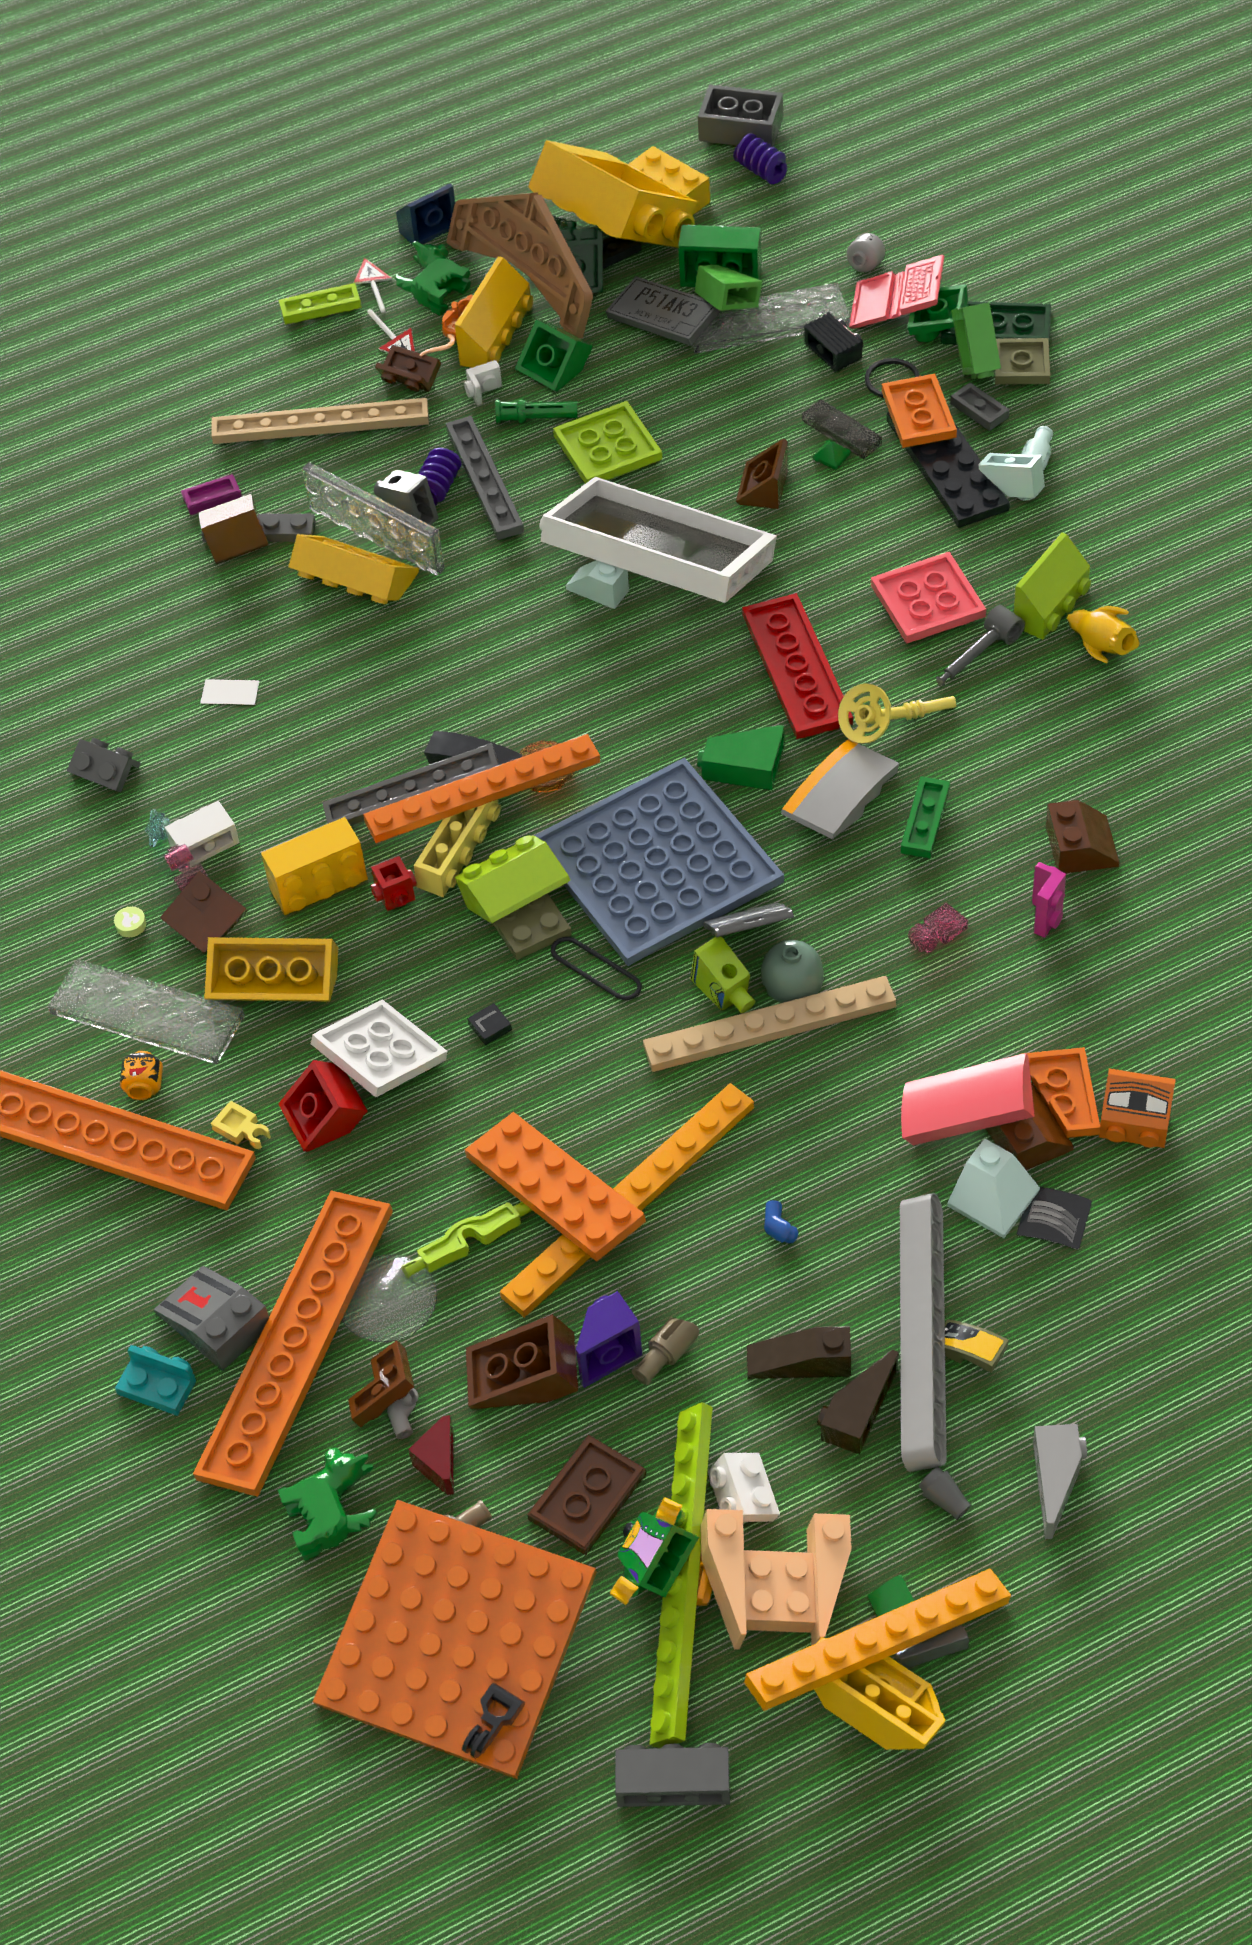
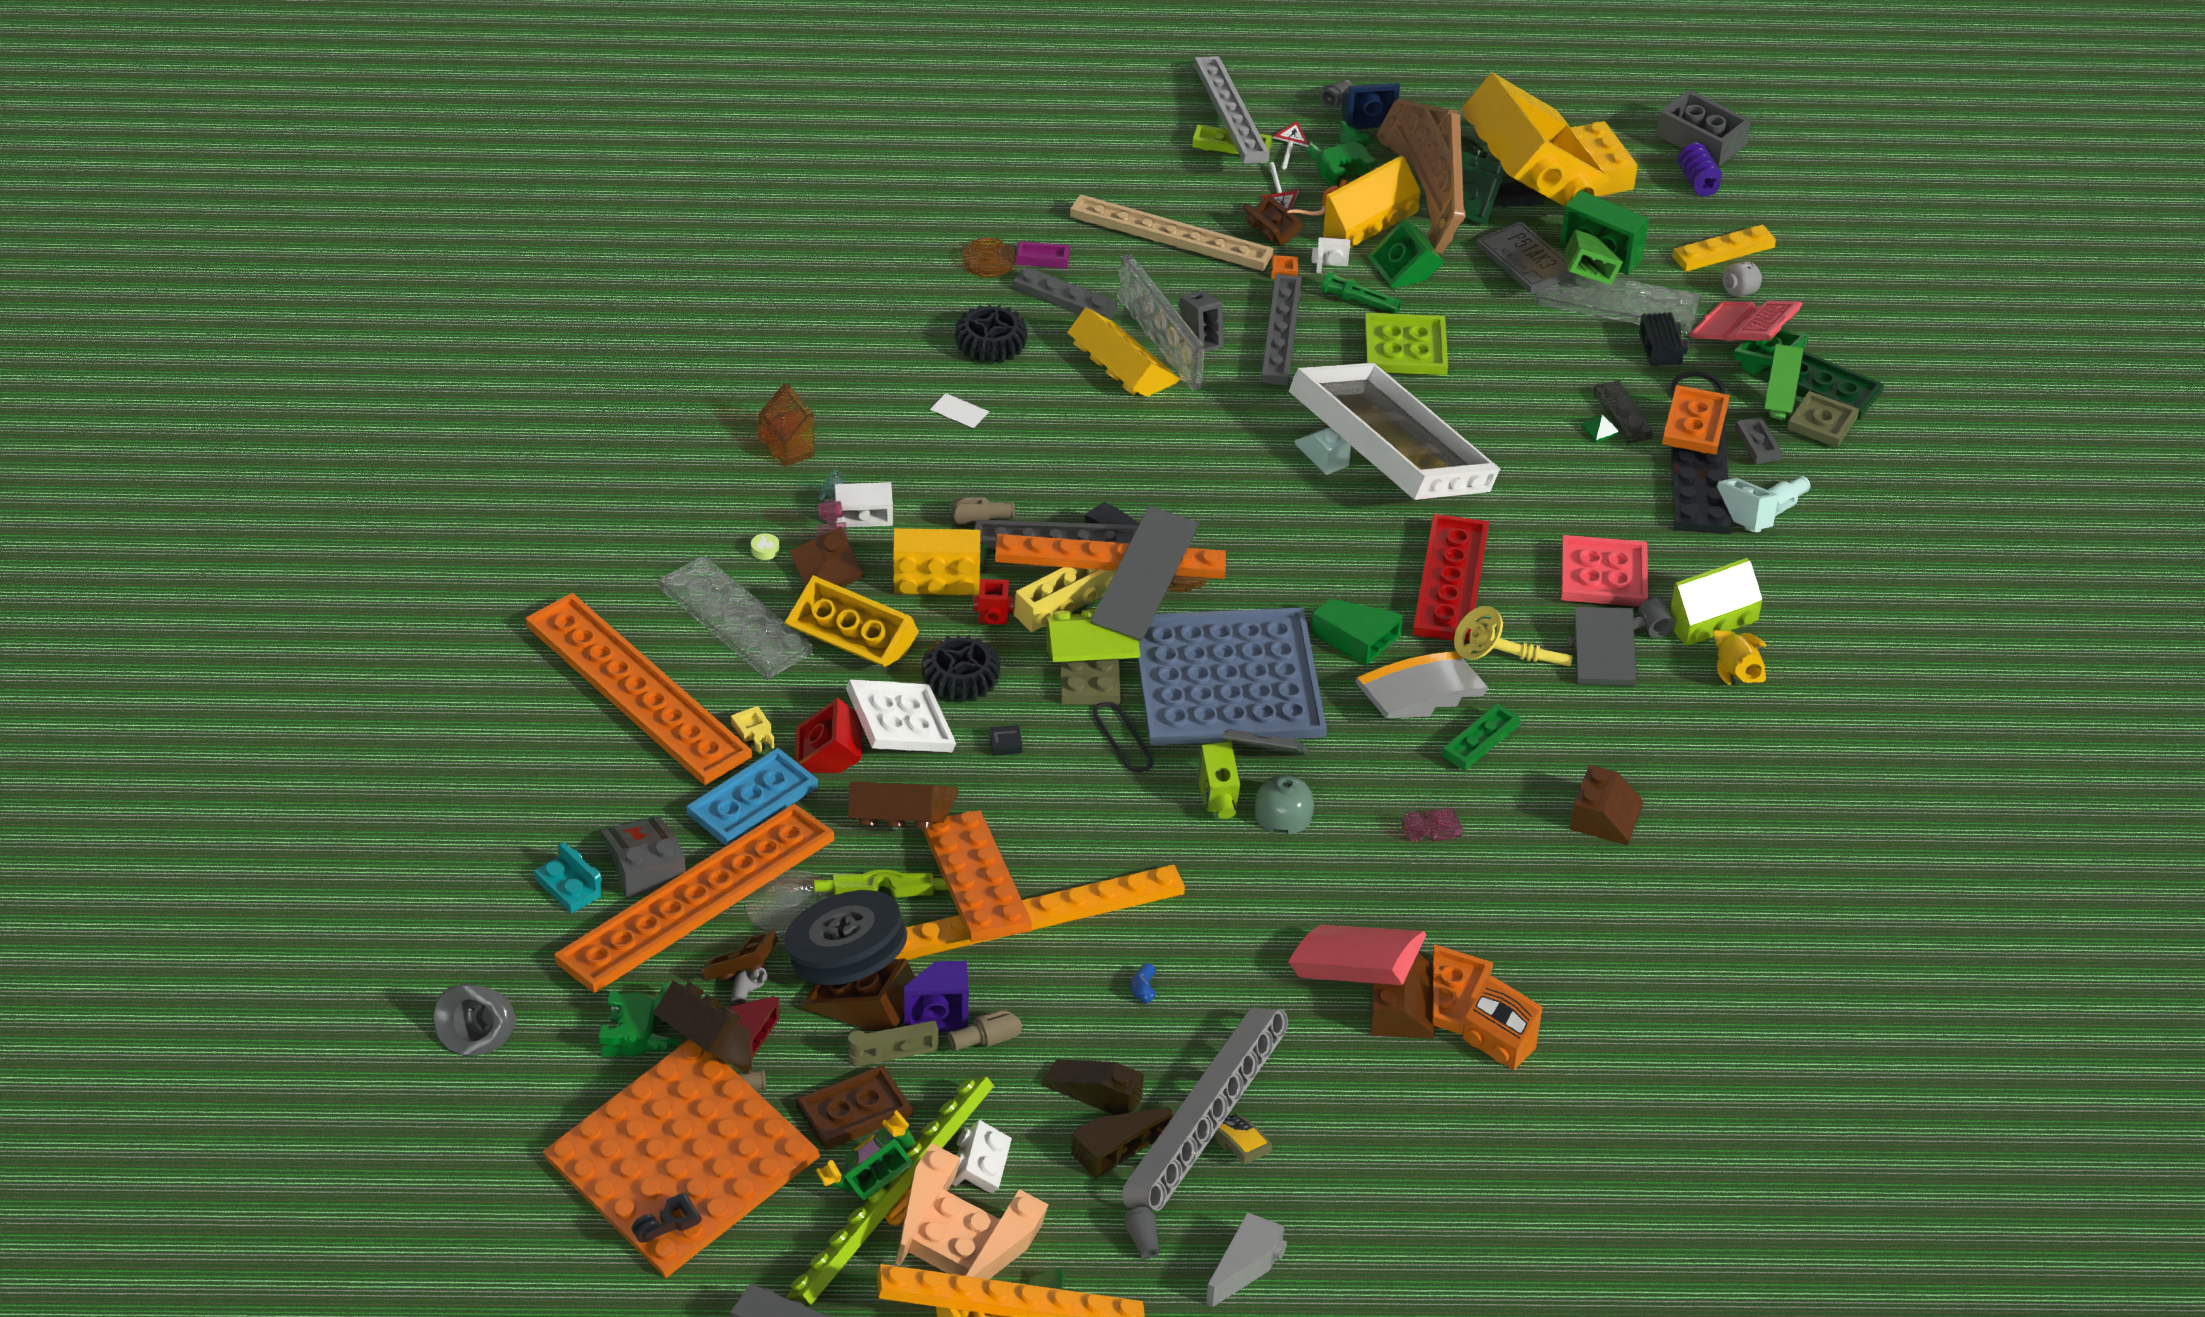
camera: 20 degrees right, 10 degrees down
(79, 785) = (787, 427): none -> clear orange slope
(101, 765) = (825, 424): dark grey bracket -> none
(141, 1075) = (699, 659): light orange head -> none
(156, 1590) = (473, 1019): none -> dark grey hat
(161, 519) = (988, 257): none -> clear orange tile
(197, 600) = (991, 334): none -> black gear
(233, 529) = (1039, 285): reddish brown slope -> none
(283, 1202) = (752, 796): none -> dark azure plate
(303, 272) = (1232, 110): none -> light grey plate
(317, 789) = (970, 509): none -> dark tan arm
(385, 216) = (1333, 93): none -> dark grey cone
(402, 967) = (960, 668): none -> black gear
(403, 1486) = (706, 1024): none -> dark brown slope
(437, 1142) = (900, 803): none -> reddish brown slope
(440, 470) = (1243, 310): dark purple piece -> none
(445, 411) = (1284, 265): none -> orange tile
(501, 1300) = (845, 937): none -> black wheel
(529, 792) = (1145, 573): none -> dark grey window
(584, 1407) = (892, 1043): none -> olive plate
(765, 477) = (1527, 423): reddish brown slope -> none
(769, 1023) = (1239, 836): tan plate -> none
(827, 227) = (1724, 248): none -> yellow plate
(978, 674) = (1605, 646): none -> dark grey tile
(993, 1189) = (1341, 1033): light aqua slope -> none
(1048, 898) = (1538, 837): dark pink bracket -> none
(1056, 1217) = (1382, 1079): black sticker -> none

